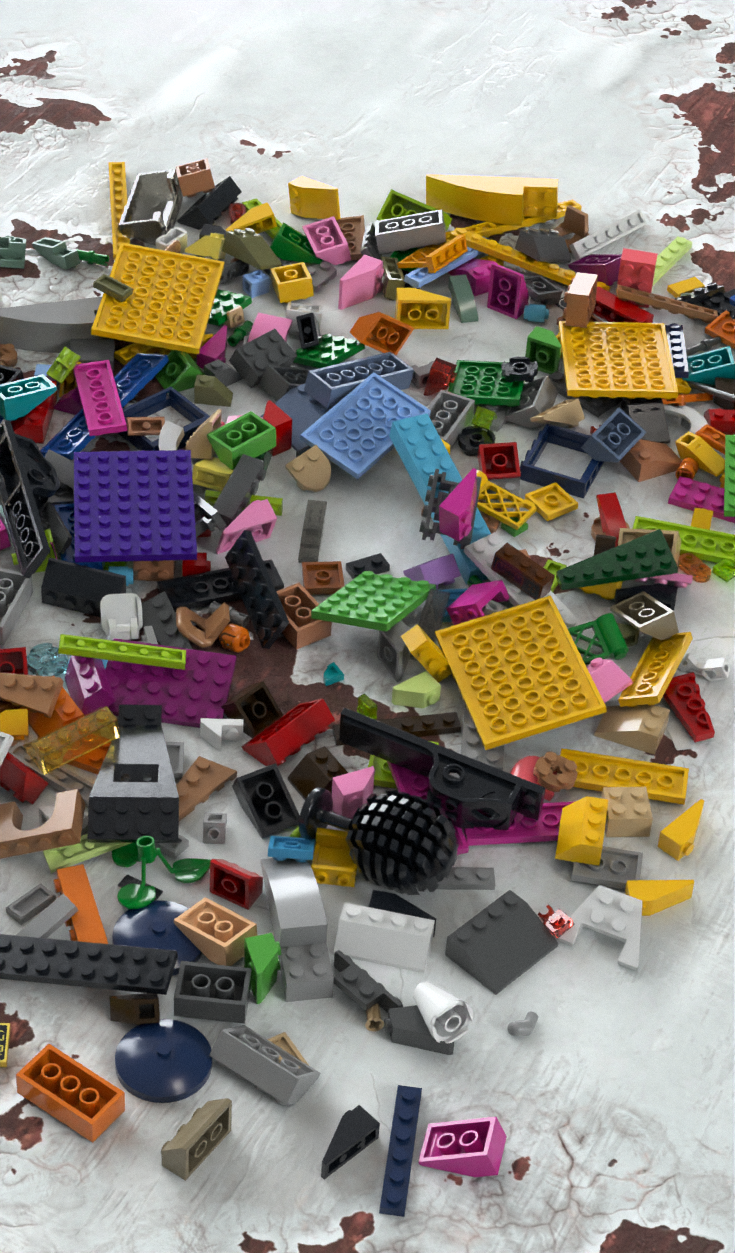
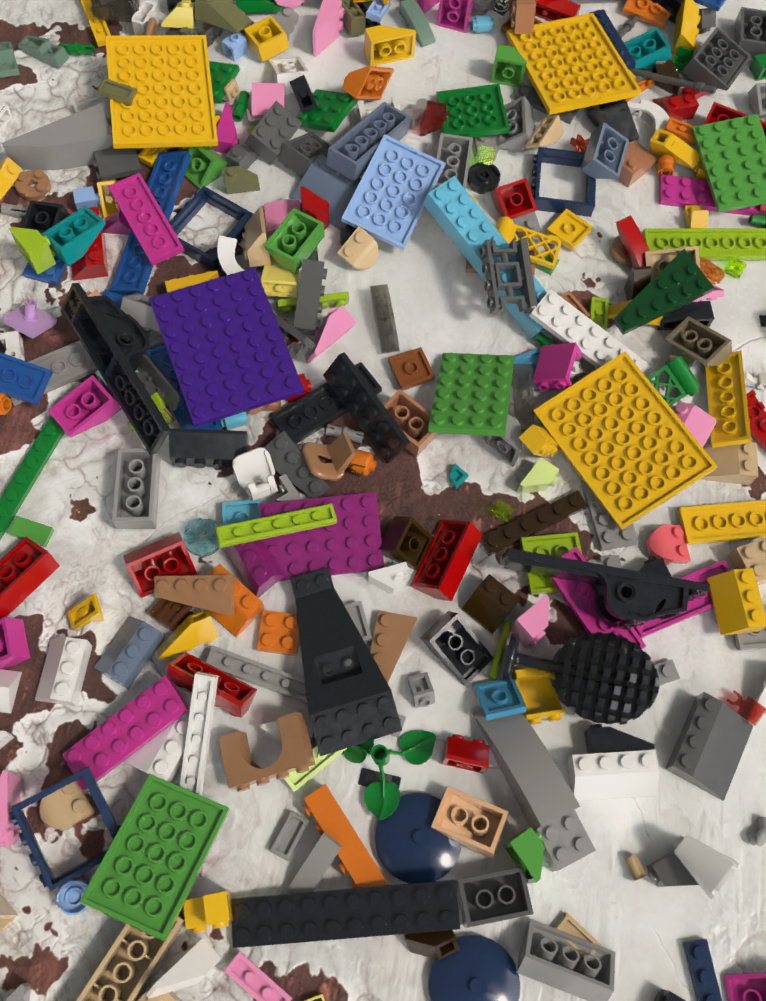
camera: 20 degrees left, 25 degrees up
(63, 365) = (100, 189): lime hips -> none
(73, 739) = (262, 634): clear yellow slope -> none
(144, 425) = (198, 240): nougat slope -> none
(360, 986) = (617, 844): dark grey bracket -> none
(373, 563) = (443, 344): black plate -> none
(435, 571) = (502, 336): medium lavender slope -> none
(458, 508) = (526, 288): dark pink slope -> none
(519, 369) = (504, 96): black plate -> none
(522, 572) = (592, 330): reddish brown brick -> none
(565, 771) = (698, 536): medium nougat plate -> none

